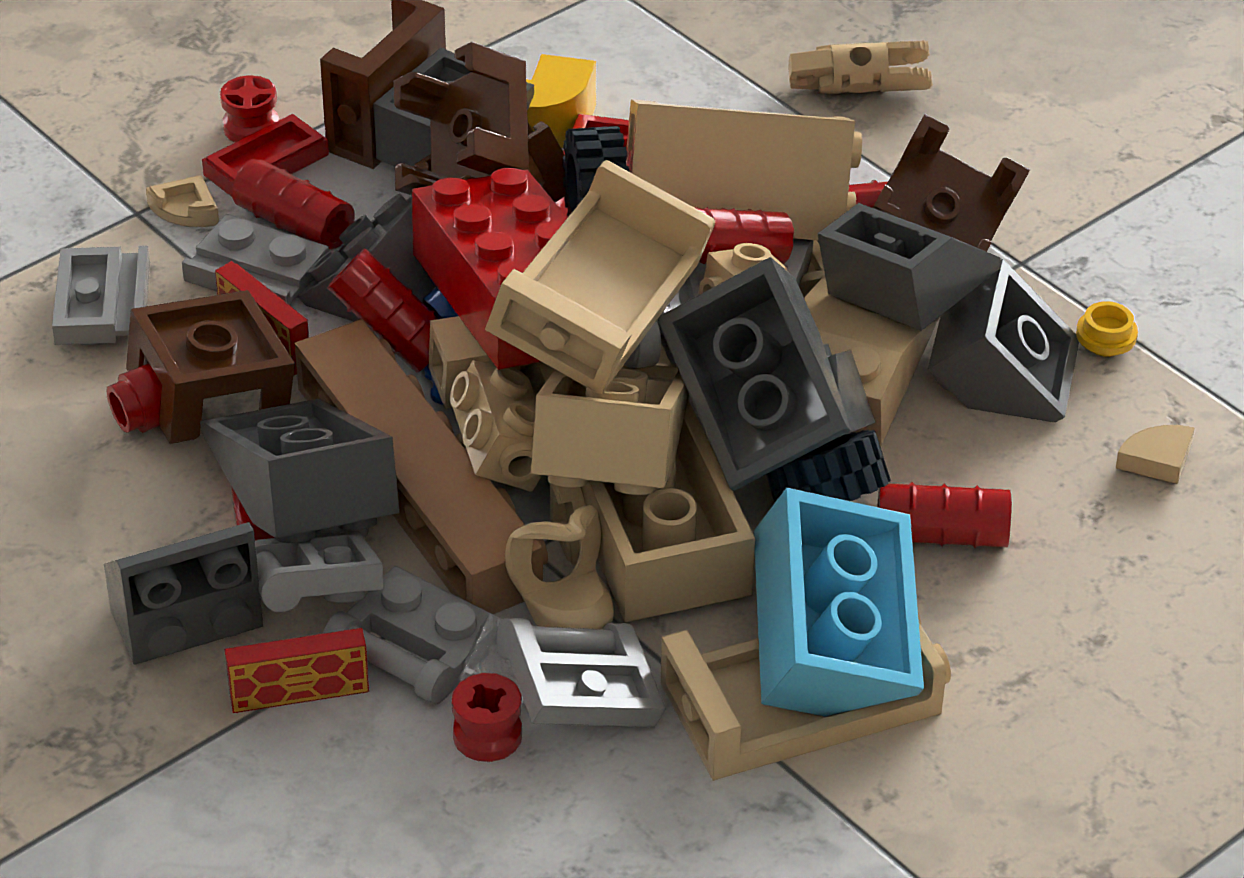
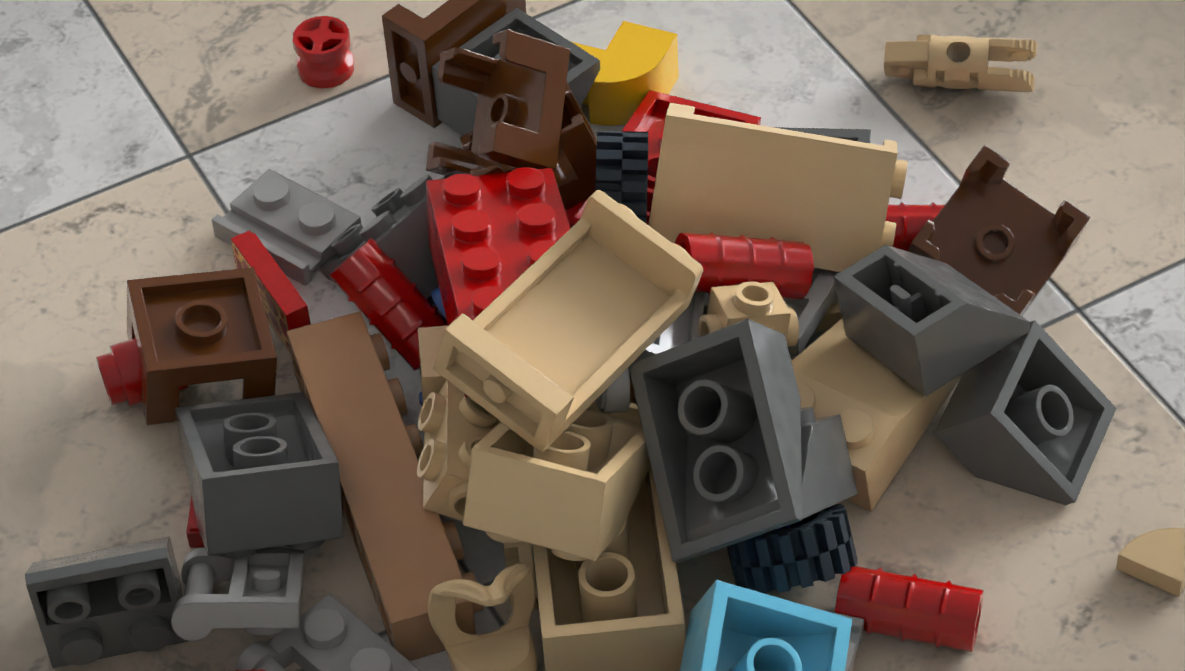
camera: 15 degrees right, 5 degrees up
(97, 293) = (120, 243): light grey plate -> none
(184, 202) = (235, 149): tan tile -> none
(283, 144) = (328, 105): red tile -> none
(292, 203) = (336, 164): red axle -> none
(1107, 329) = (1146, 403): yellow plate -> none

